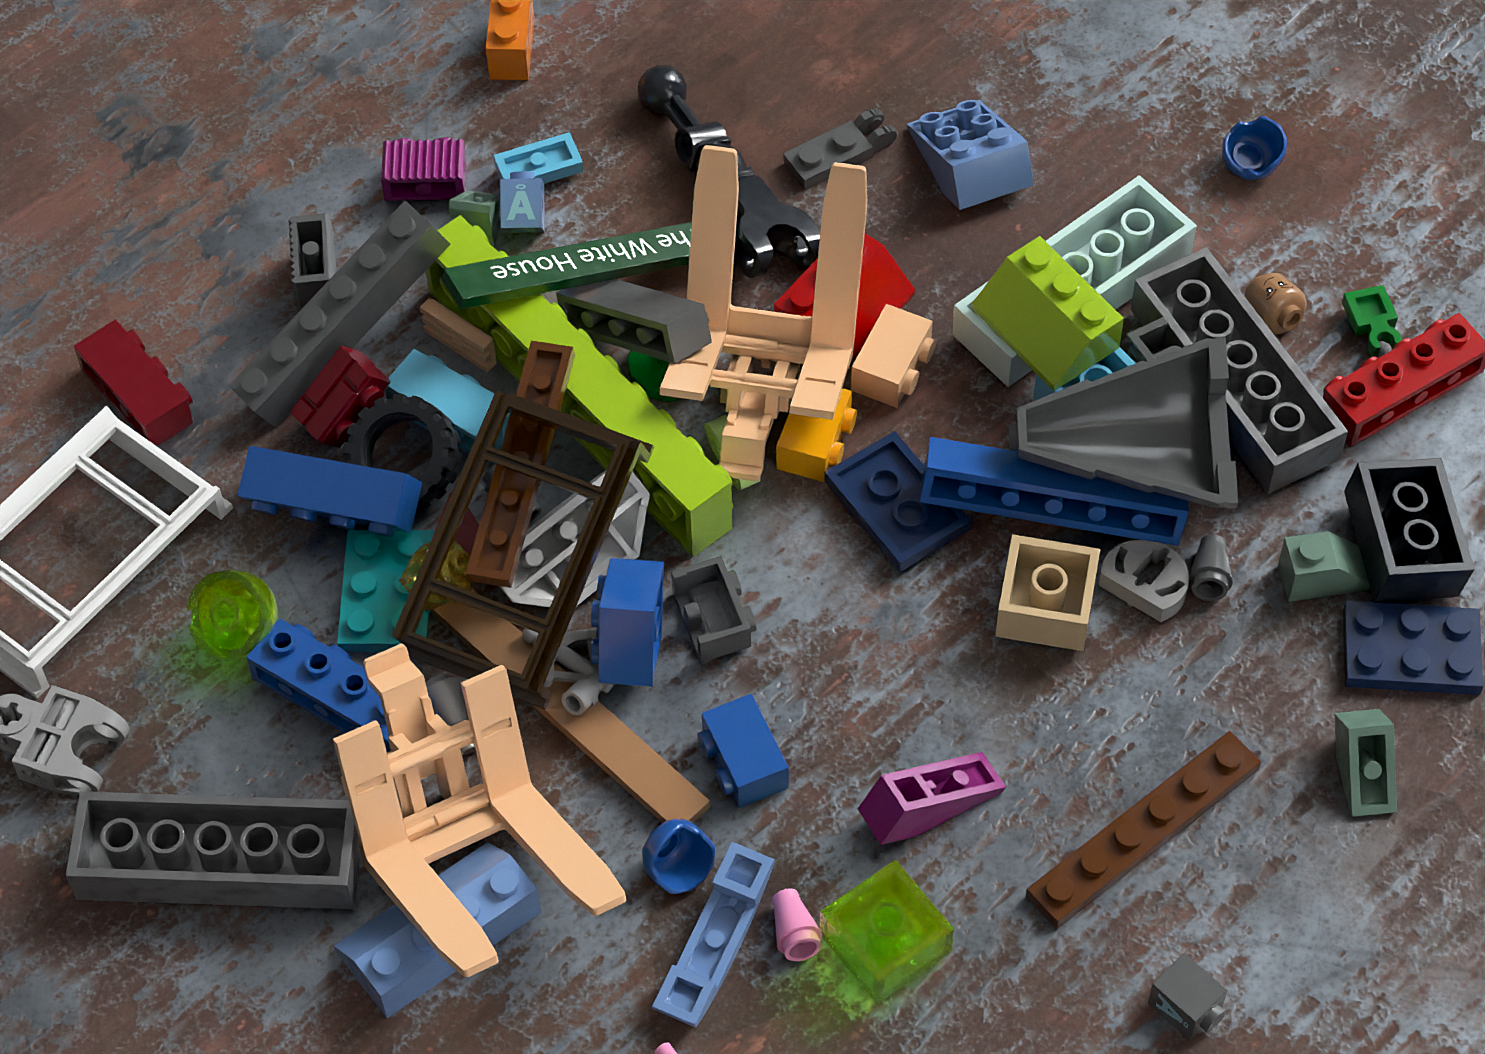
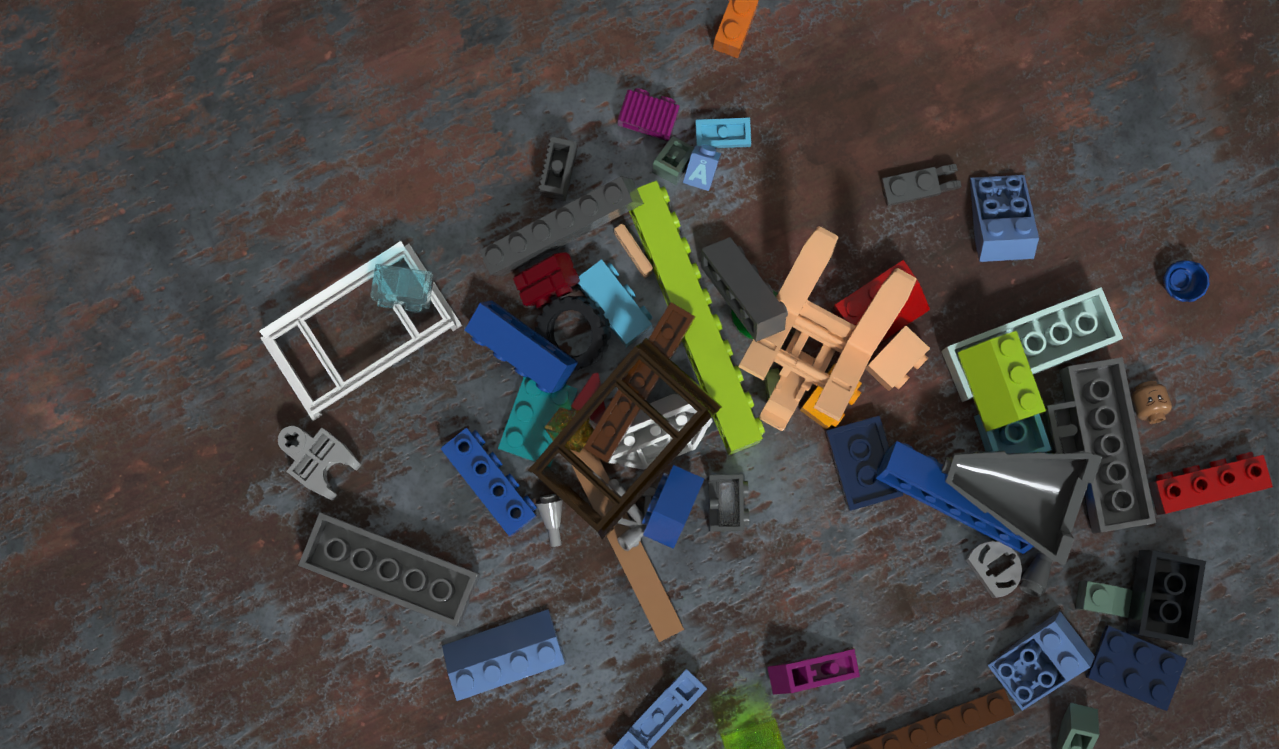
camera: 15 degrees right, 25 degrees up
(125, 454) = (402, 287): none -> clear light blue brick
(135, 382) = (424, 219): dark red brick -> none
(231, 613) = (440, 415): clear neon green cylinder -> none
(404, 835) = (565, 591): light nougat piece -> none
(568, 266) = (725, 240): dark green tile -> none
(678, 856) = (653, 662): blue hair -> none
(744, 751) = (714, 605): blue brick -> none
(762, 219) = (837, 181): black piece -> none
(795, 928) = (706, 726): bright pink cone -> none
(1047, 592) = (931, 564): tan brick -> none
(1268, 677) = (1042, 661): none -> medium blue slope
(1372, 314) = (1210, 428): green plate -> none

